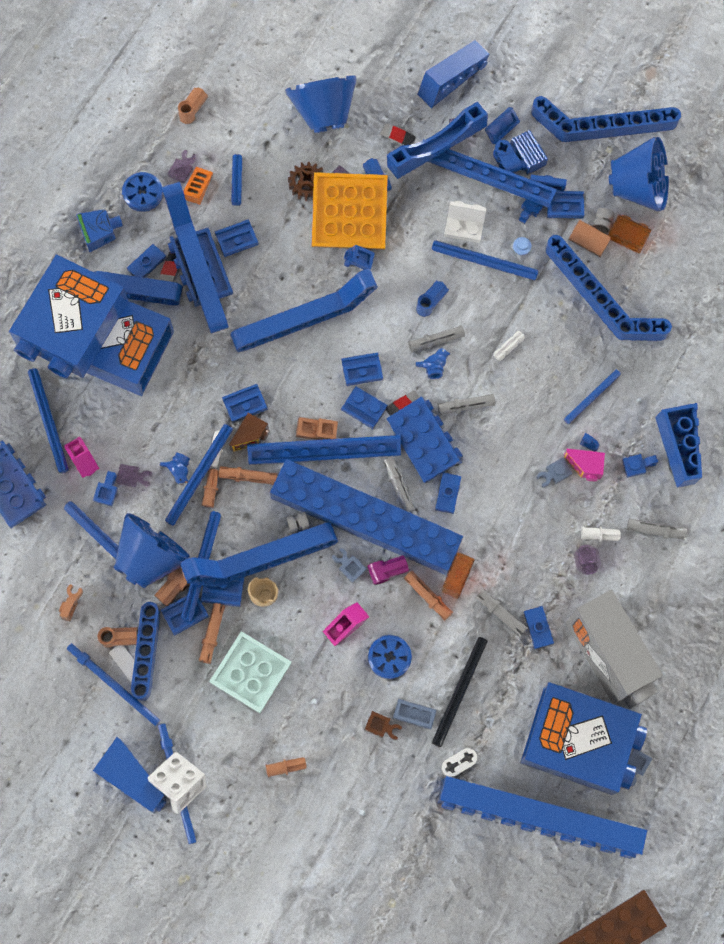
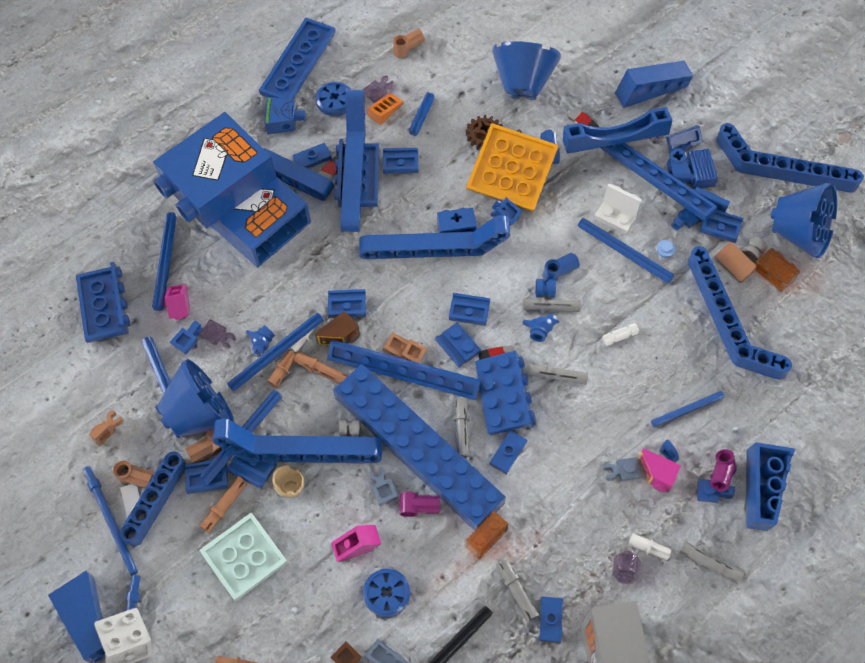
camera: 25 degrees right, 10 degrees down
(86, 161) = (297, 60): none -> blue plate
(322, 277) = (456, 220): none -> blue brick
(425, 324) = (546, 288): none -> blue wheel
(435, 602) = (453, 554): nougat pin -> none
(642, 444) = (724, 470): none -> magenta piece

